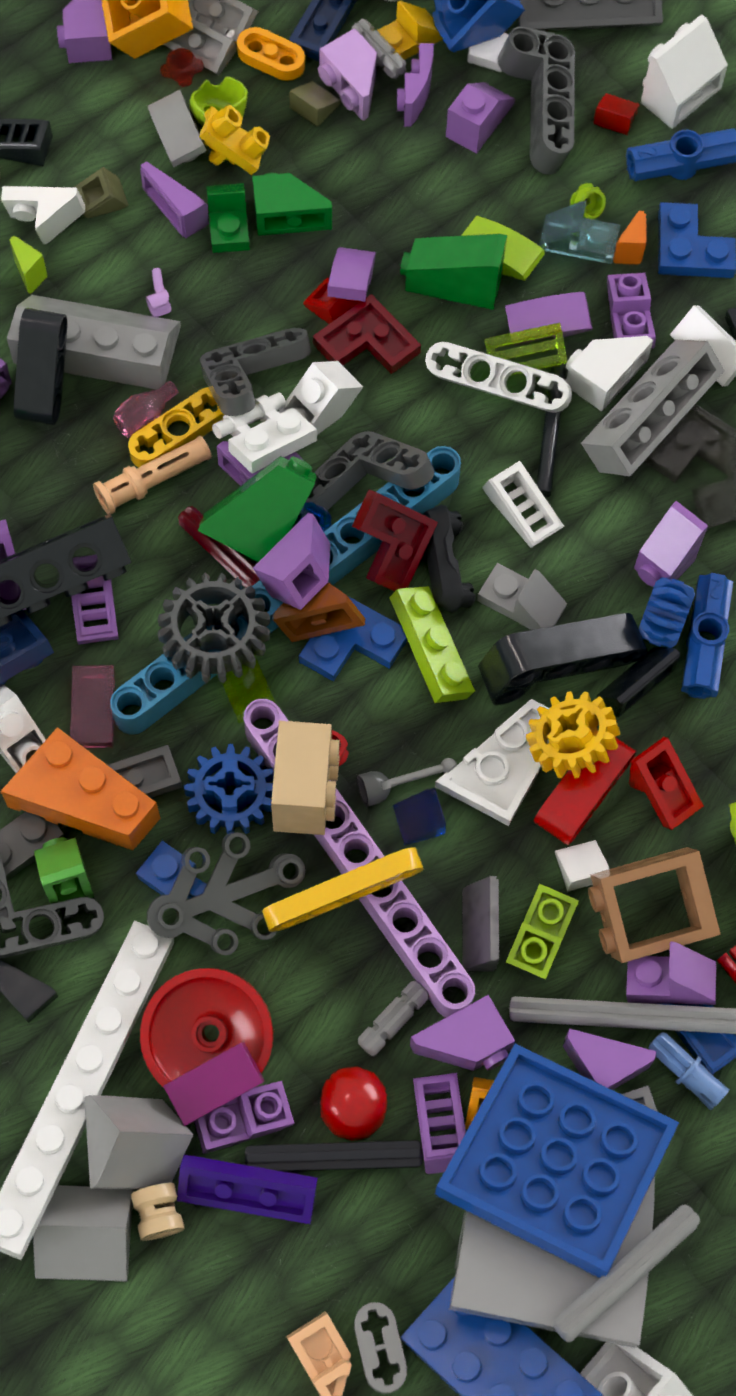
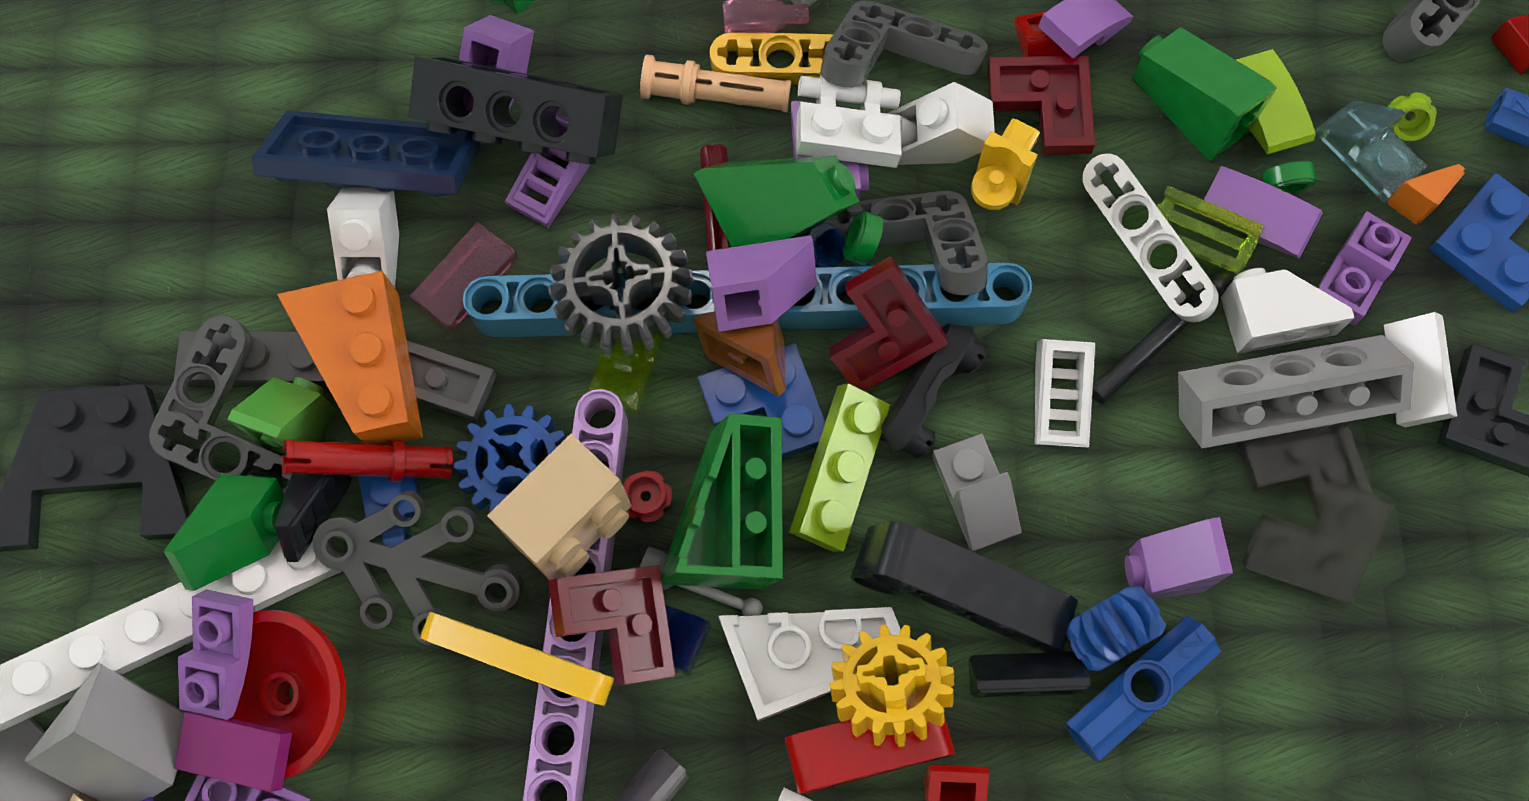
camera: 45 degrees right, 5 degrees up
(92, 957) = (226, 530): none -> green slope
(121, 901) = (305, 507): none -> black slope
(154, 1035) = (217, 665): none -> medium lavender slope
(156, 843) = (360, 459): none -> red pin
(335, 495) = (862, 237): none -> green tile
(381, 393) = (1005, 166): none -> yellow hips
(385, 812) = (626, 605): none -> plate
(393, 711) = (733, 511): none -> green wedge
(549, 284) = (1291, 176): none -> green tile

